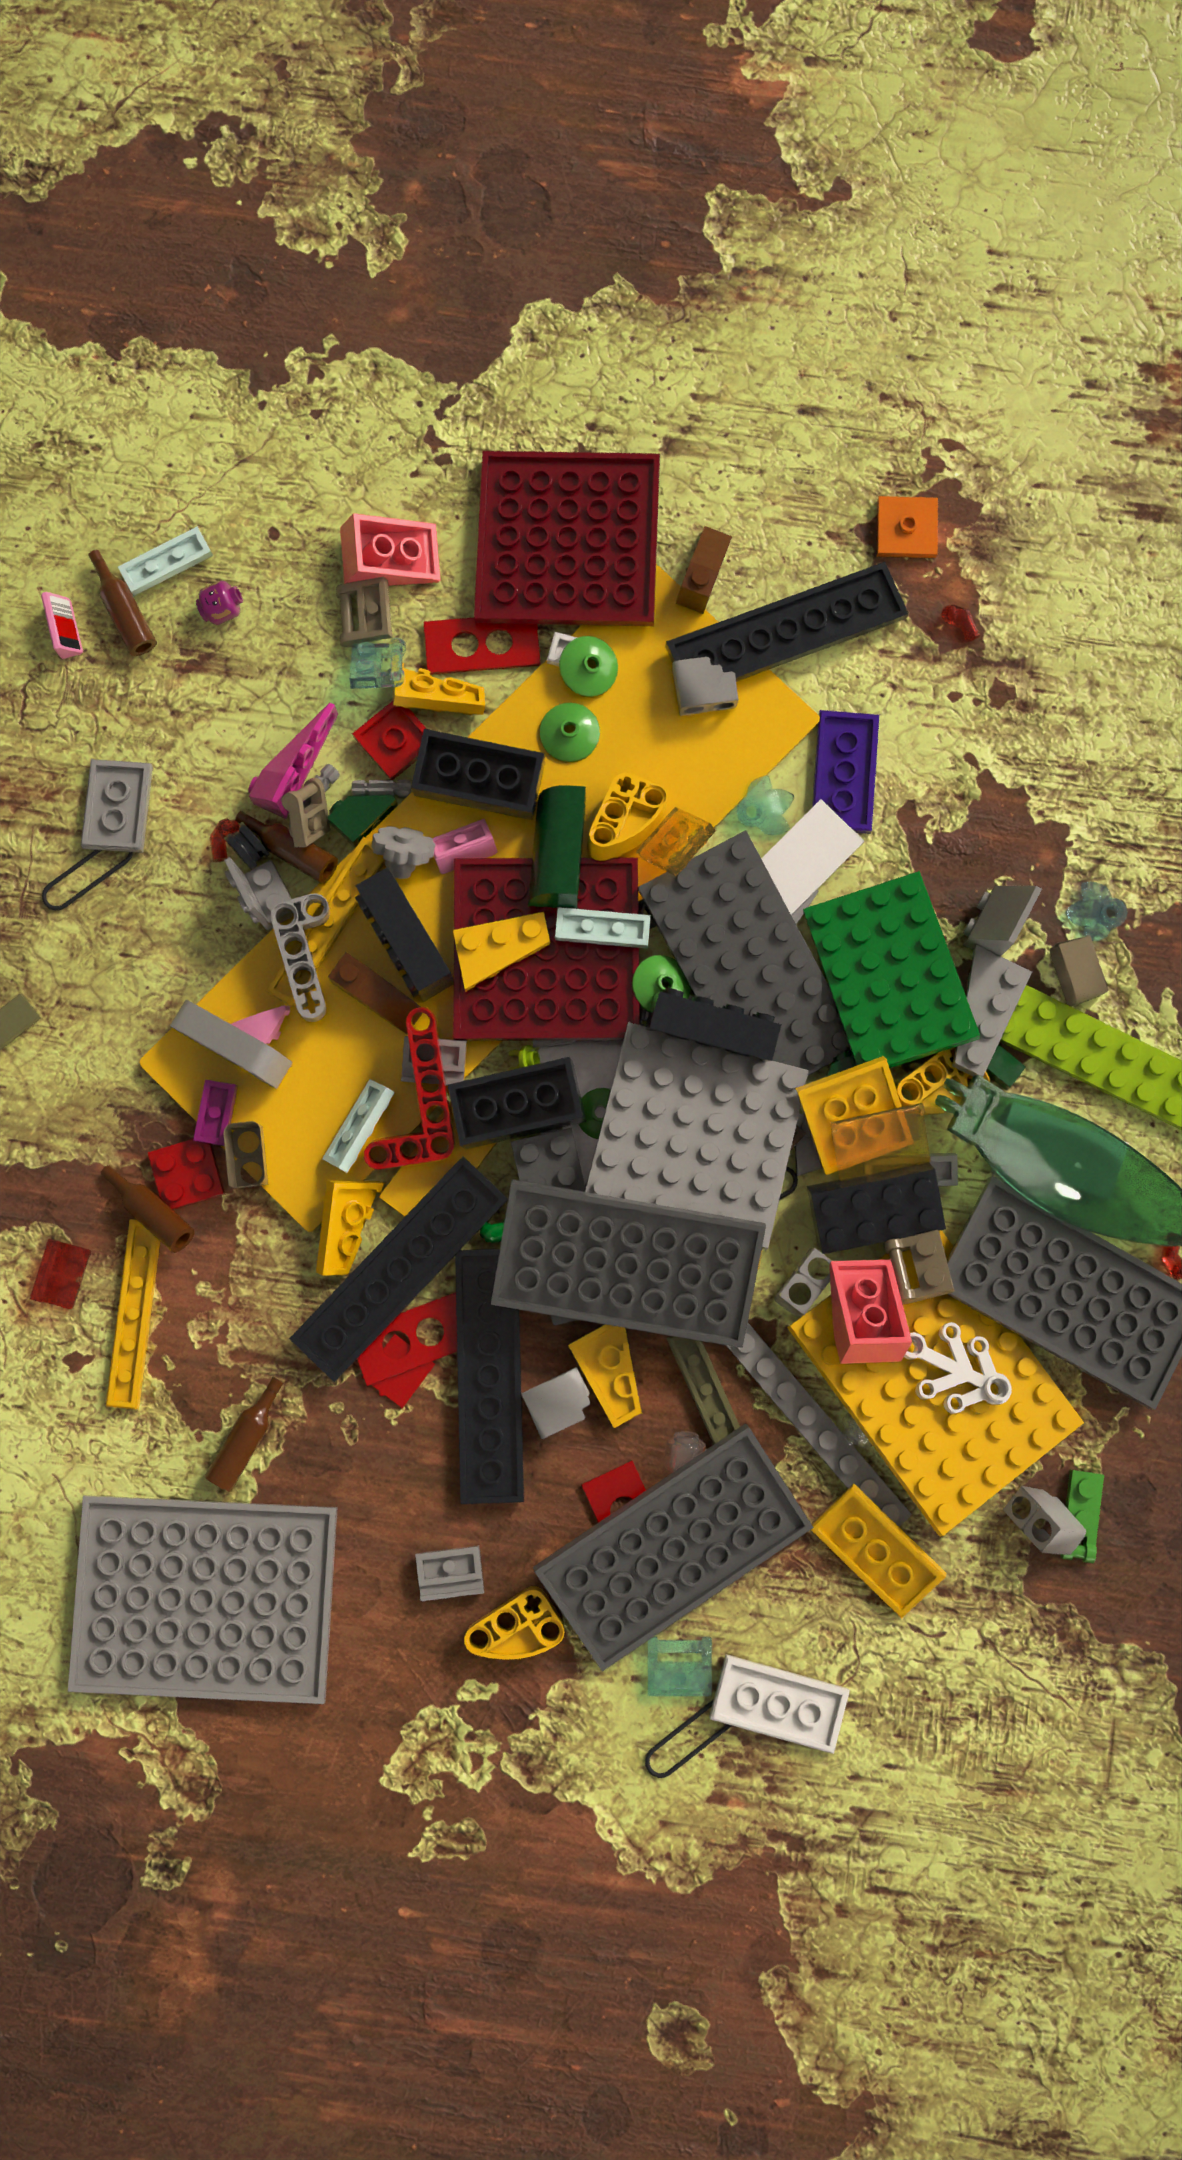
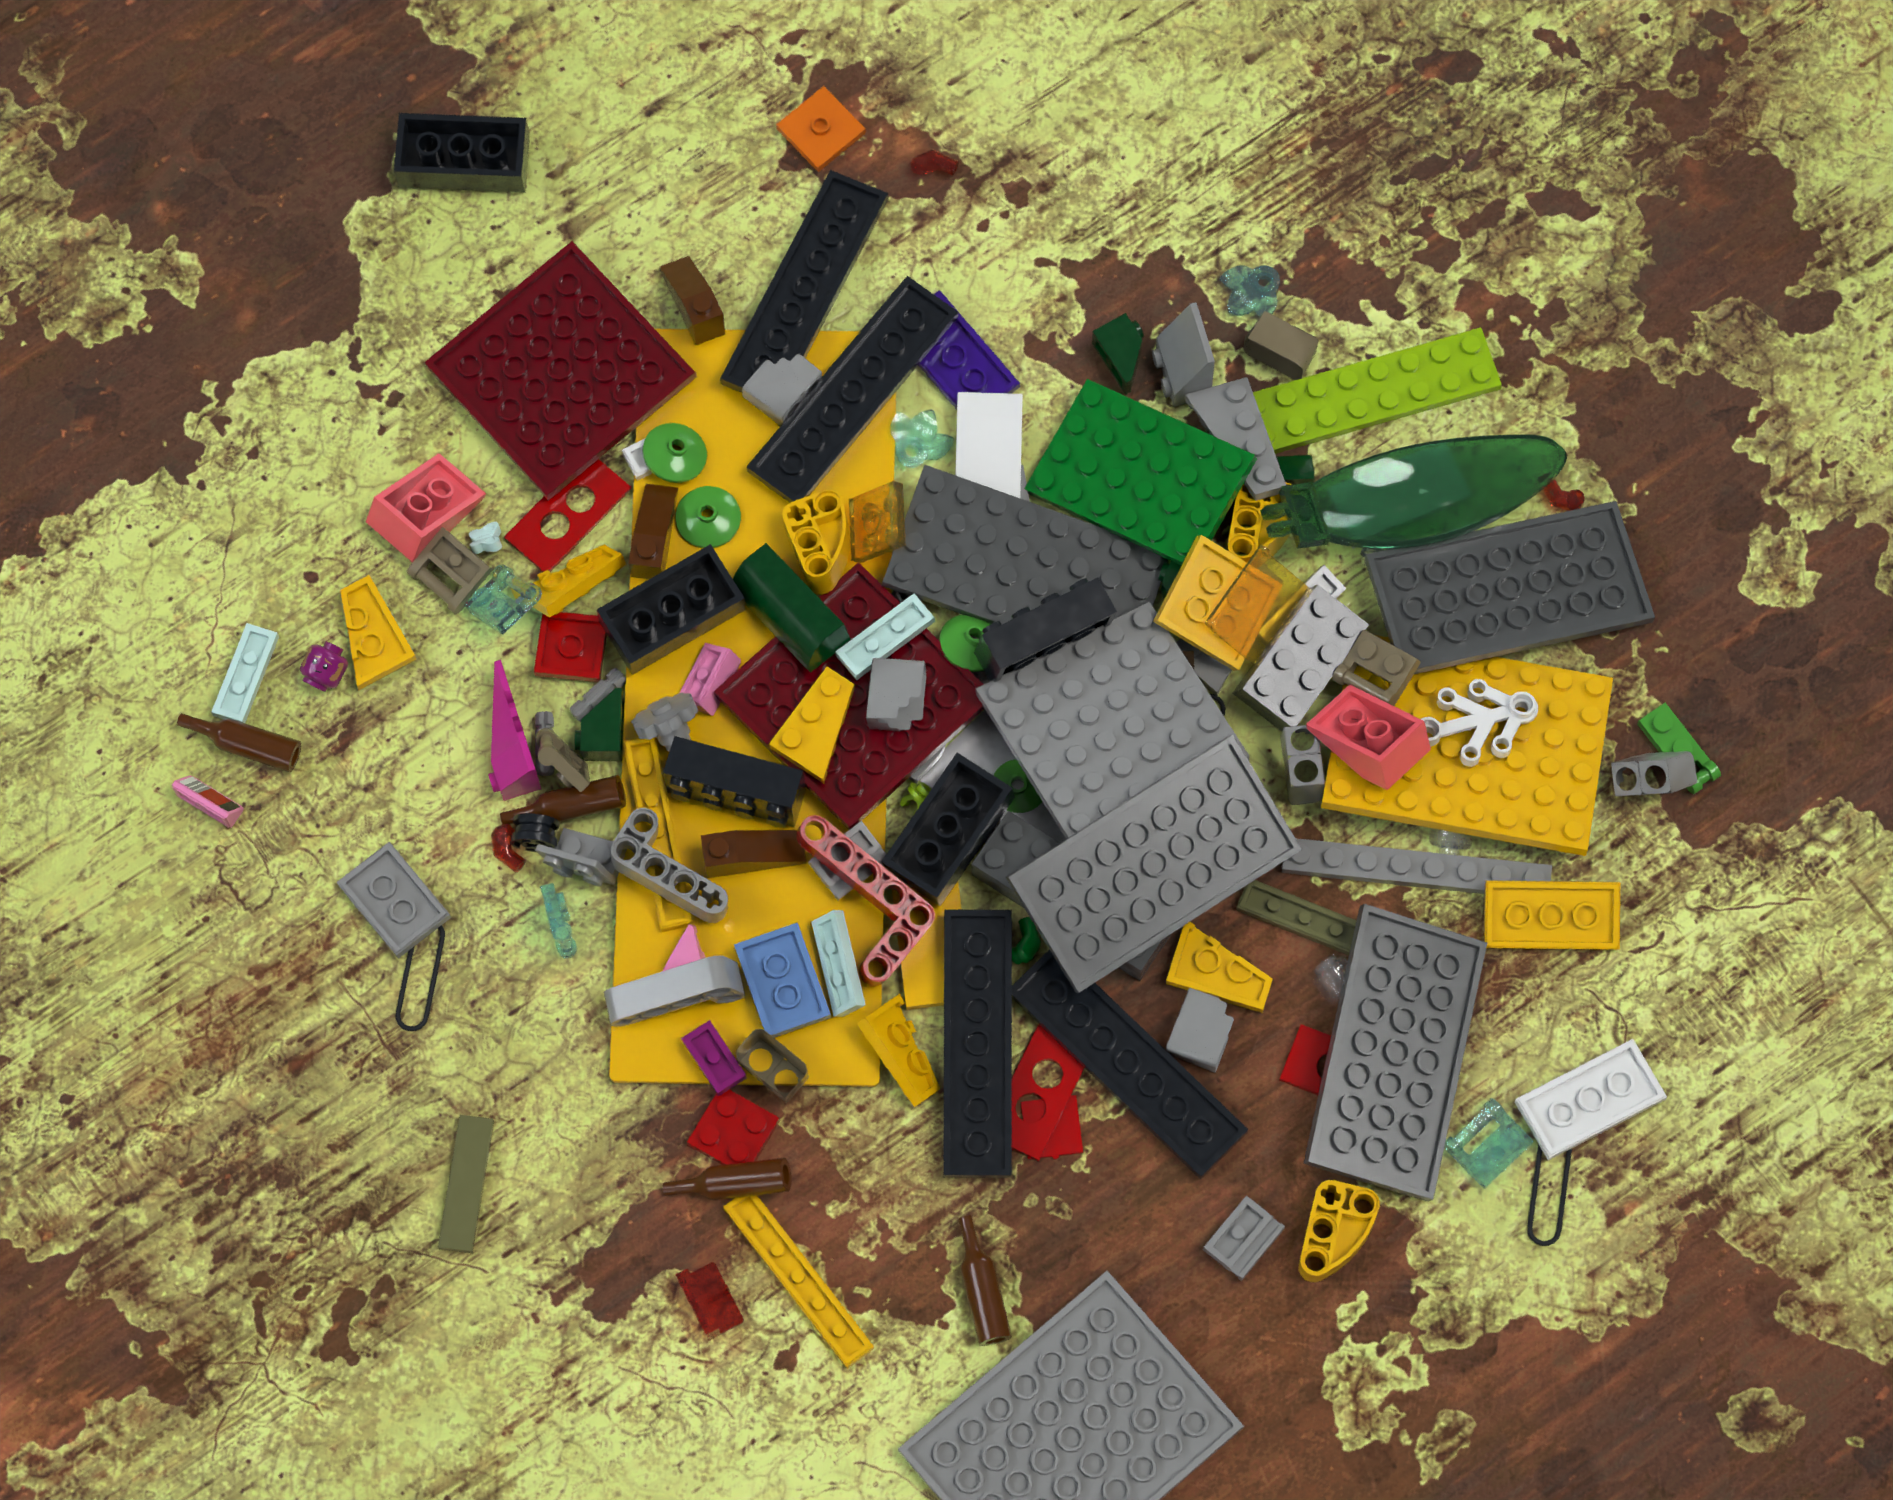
camera: 40 degrees left, 10 degrees down
(202, 917) = (557, 916): none -> clear light blue plate
(275, 609) = (373, 633): none -> yellow wing
(310, 1102) = (782, 980): none -> medium blue plate
(409, 611) = (486, 538): none -> light aqua piece
(521, 708) = (652, 531): none -> reddish brown slope
(570, 975) = (895, 693): none -> light grey piece
(645, 324) = (461, 152): none -> black brick
(750, 732) = (852, 391): none -> black plate
(964, 870) = (1120, 348): none -> dark green slope

